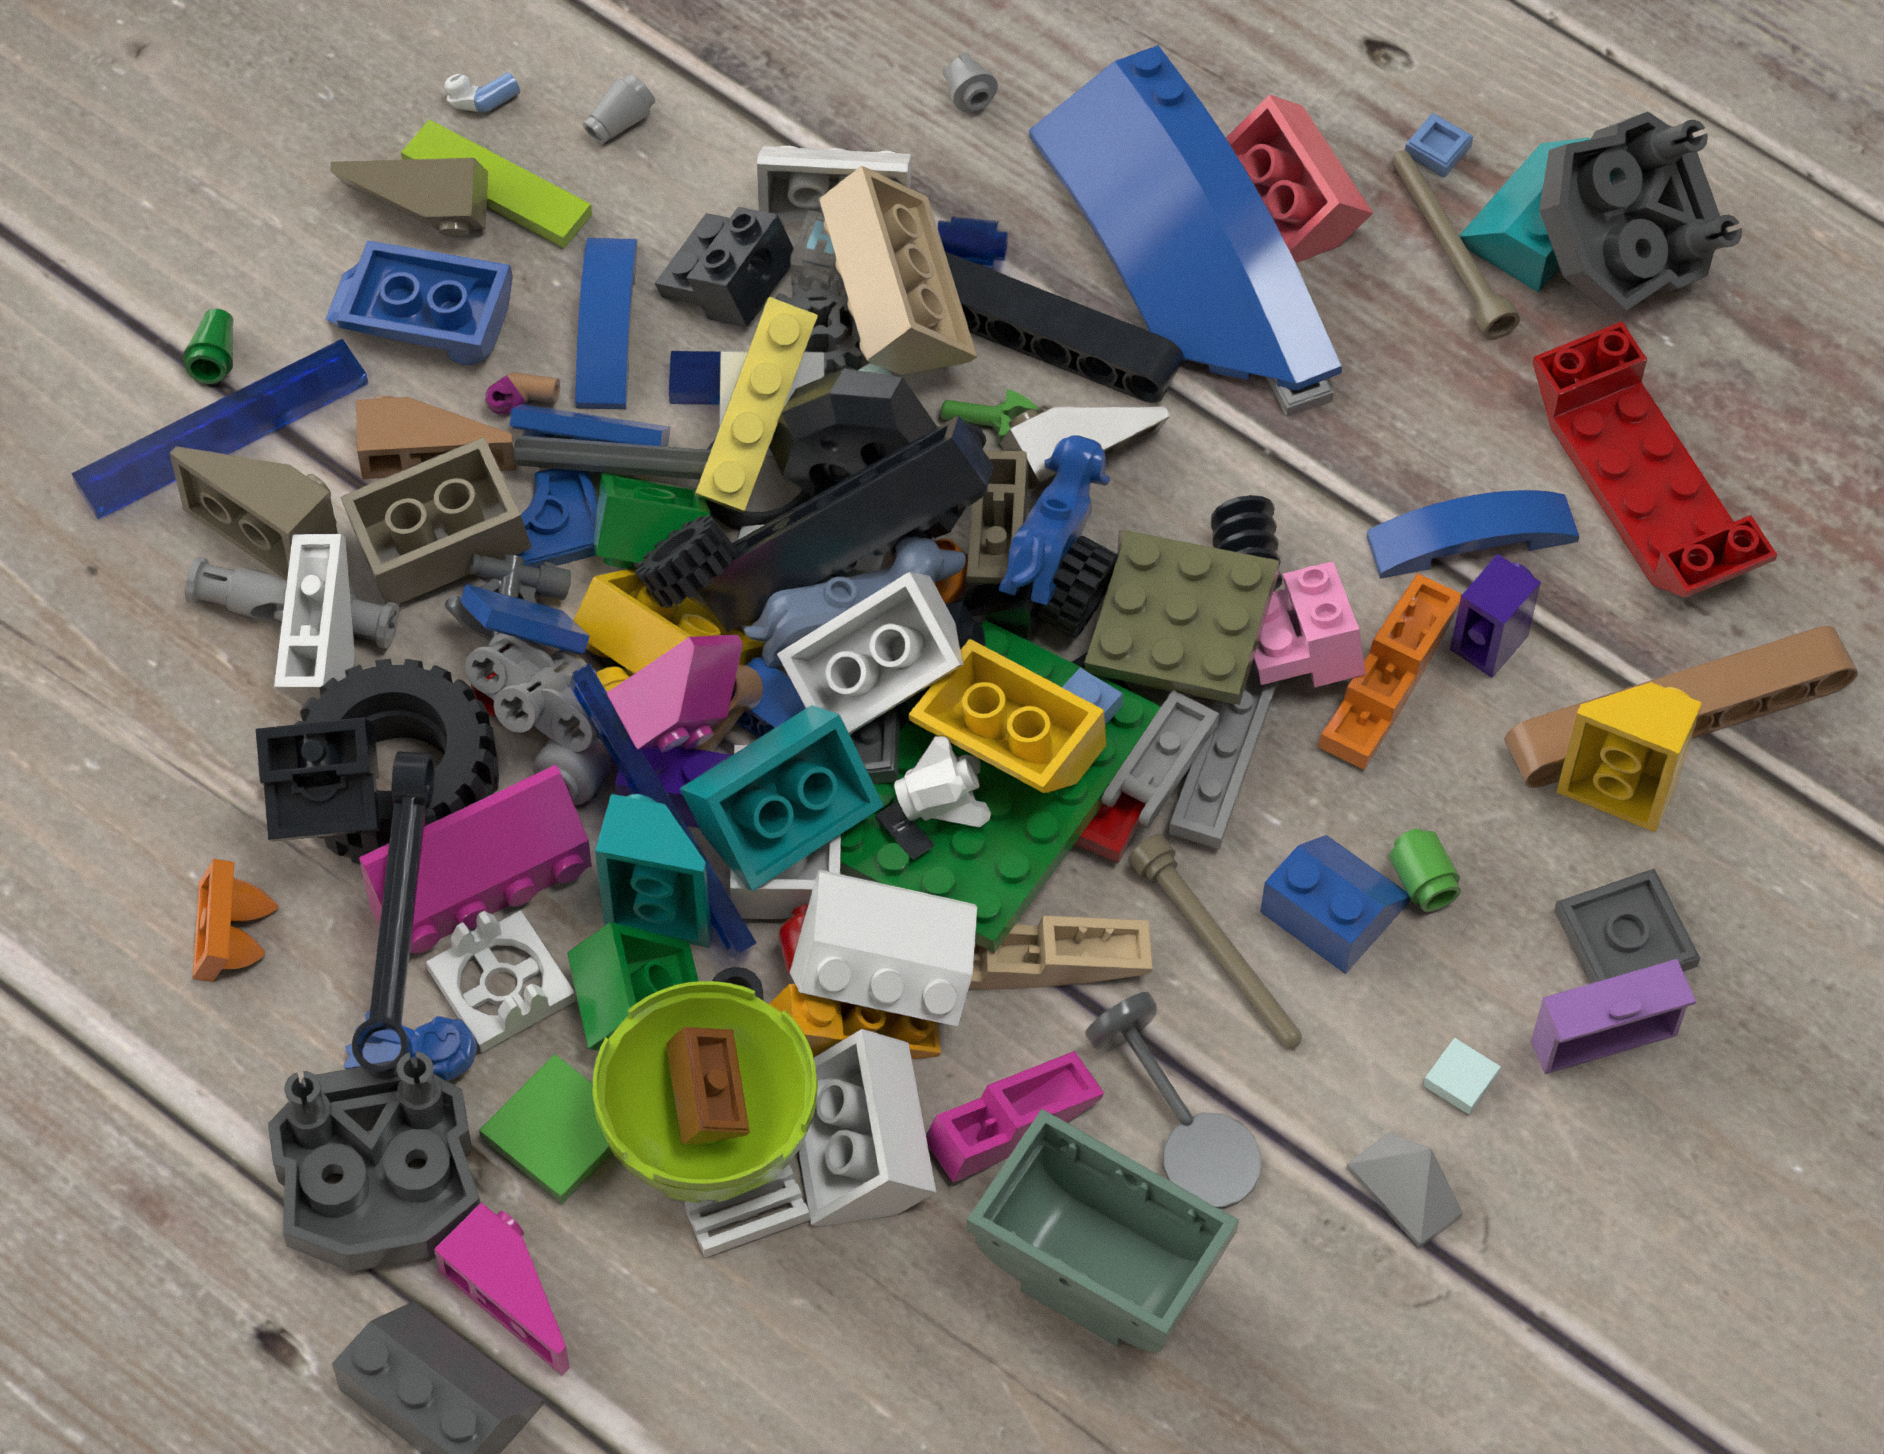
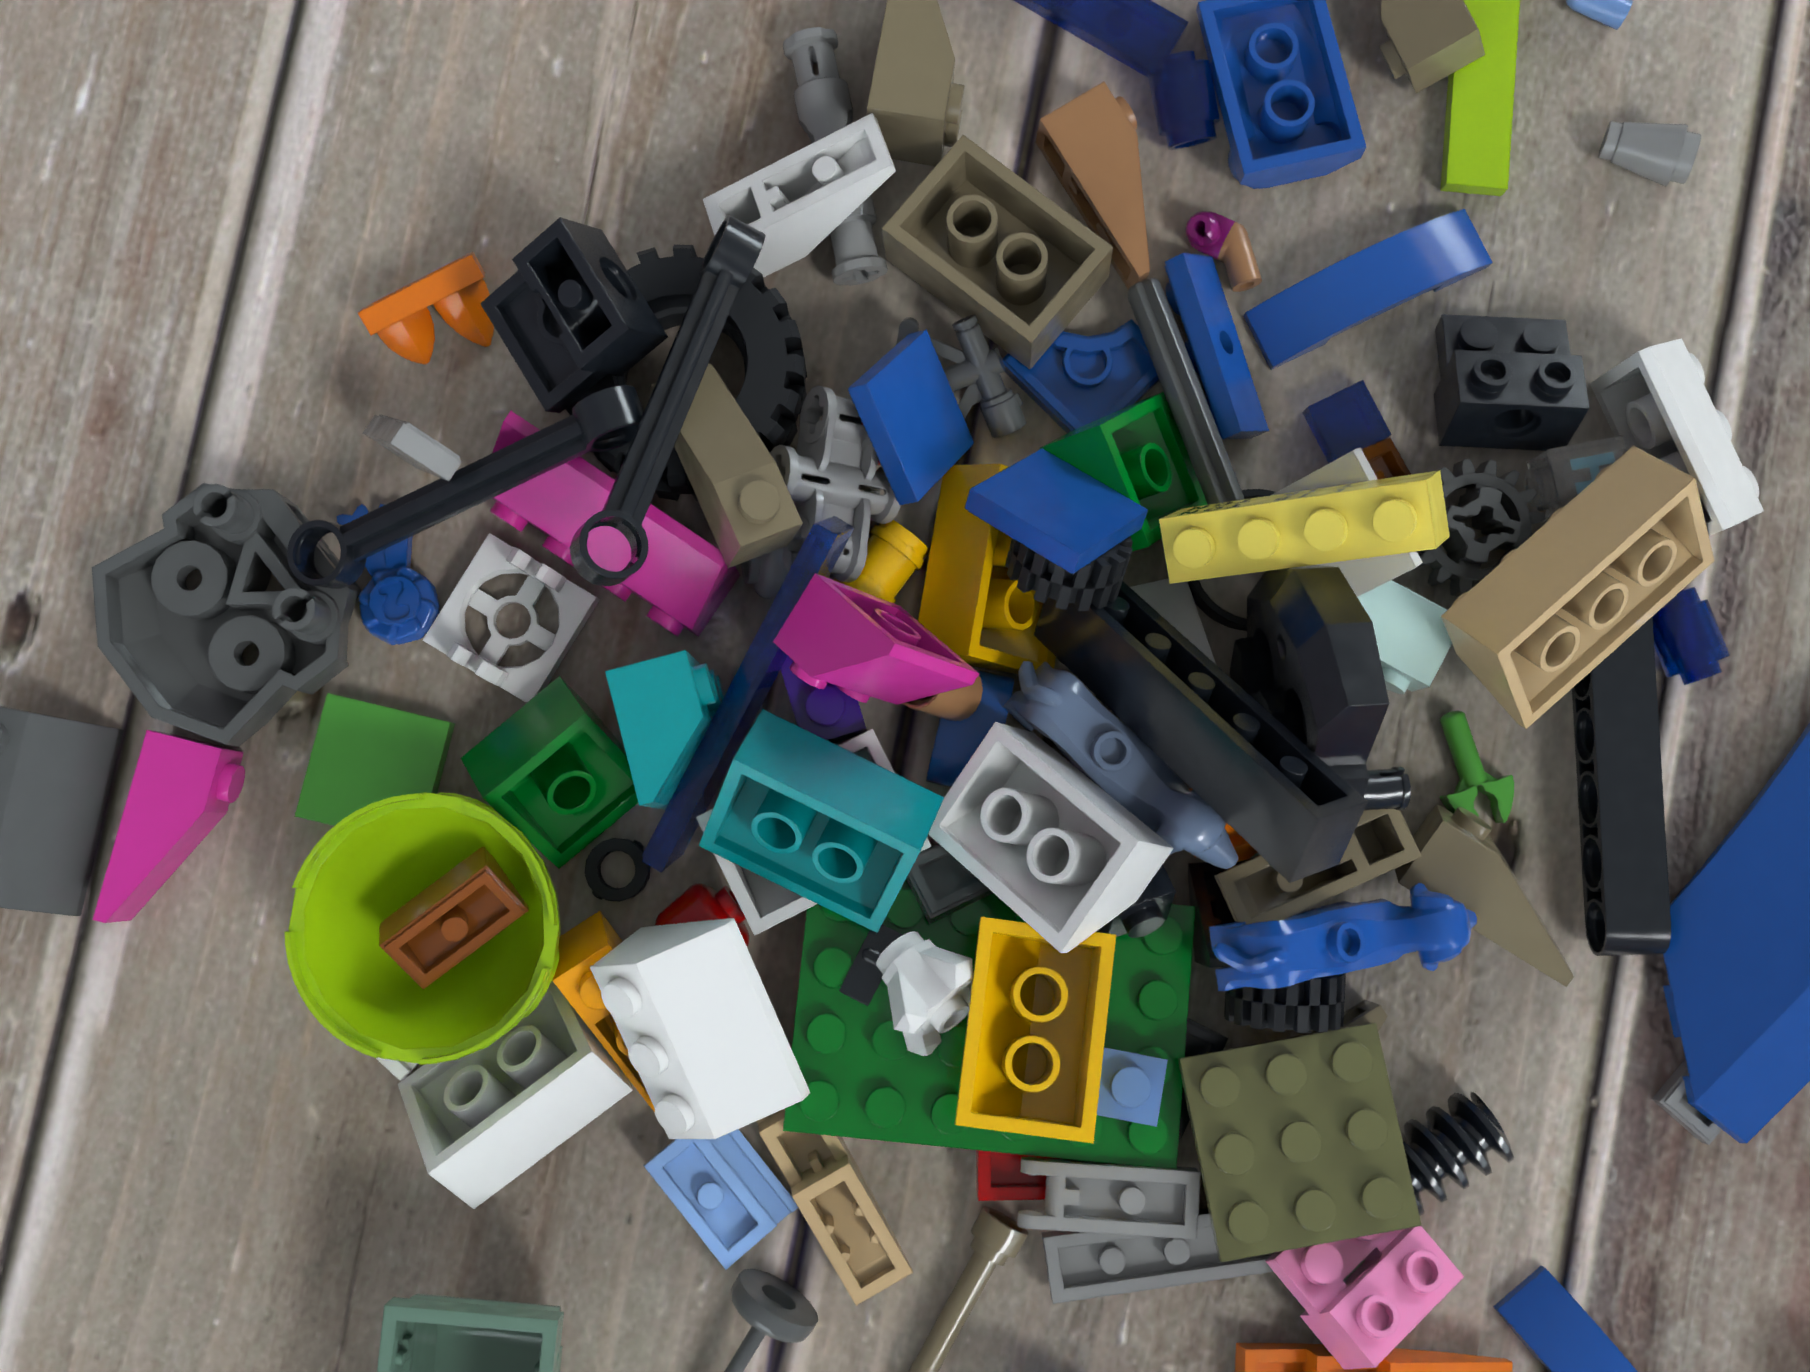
camera: 60 degrees right, 25 degrees up
(338, 948) = (413, 446): none -> light grey tile
(345, 660) = (722, 276): none -> black piece
(399, 364) = (1184, 100): none -> clear blue brick
(498, 726) = (734, 476): none -> dark tan slope
(650, 547) = (1056, 510): none -> blue tile
(992, 1126) = (614, 1238): dark pink slope -> none
(1016, 1025) = (722, 1192): none -> light blue plate

